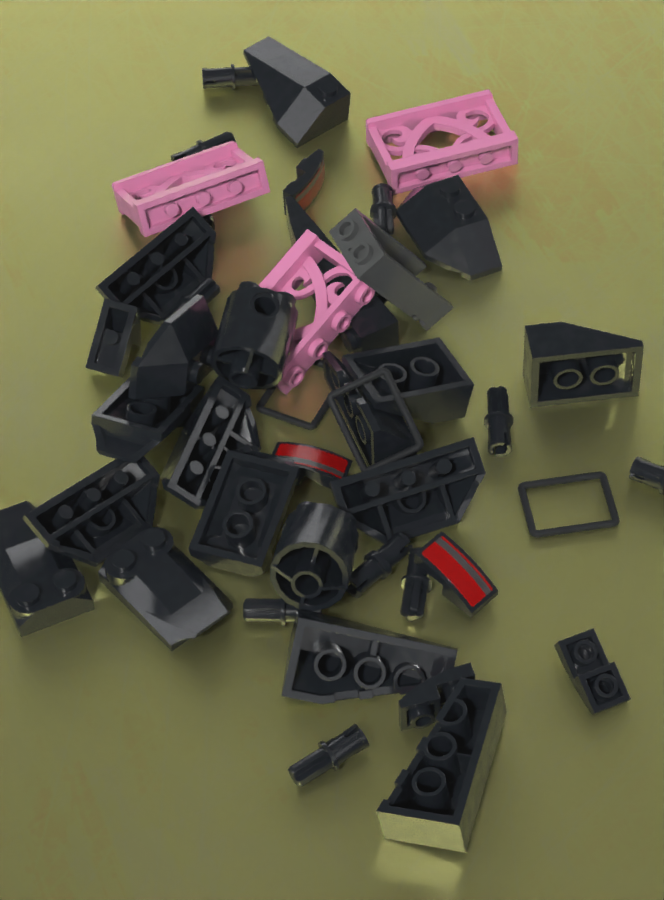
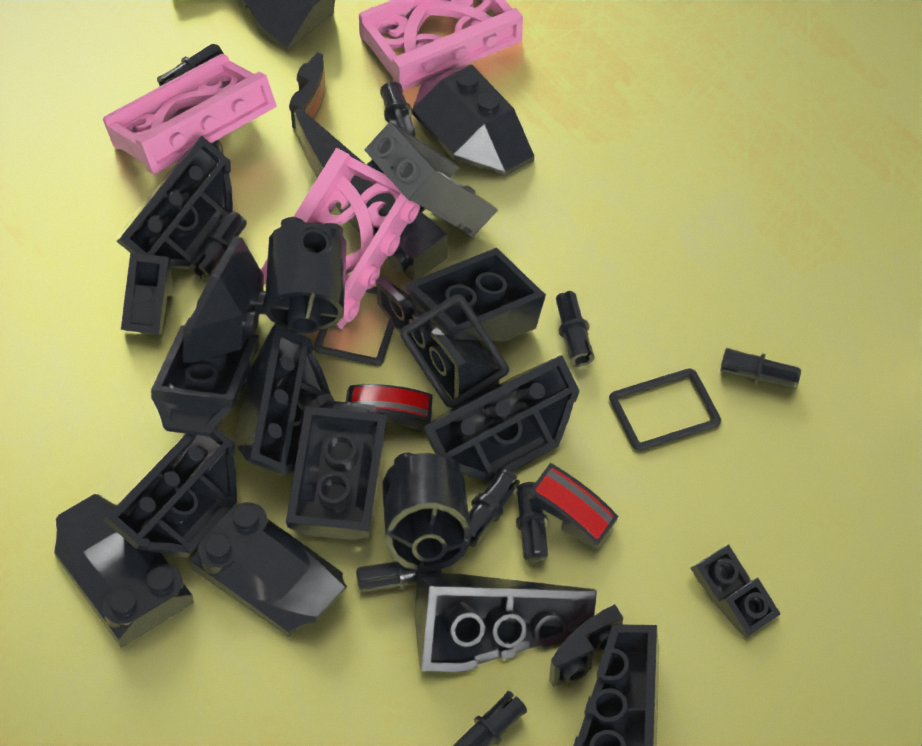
camera: 15 degrees left, 5 degrees up
(579, 364) = (644, 256): black slope -> none

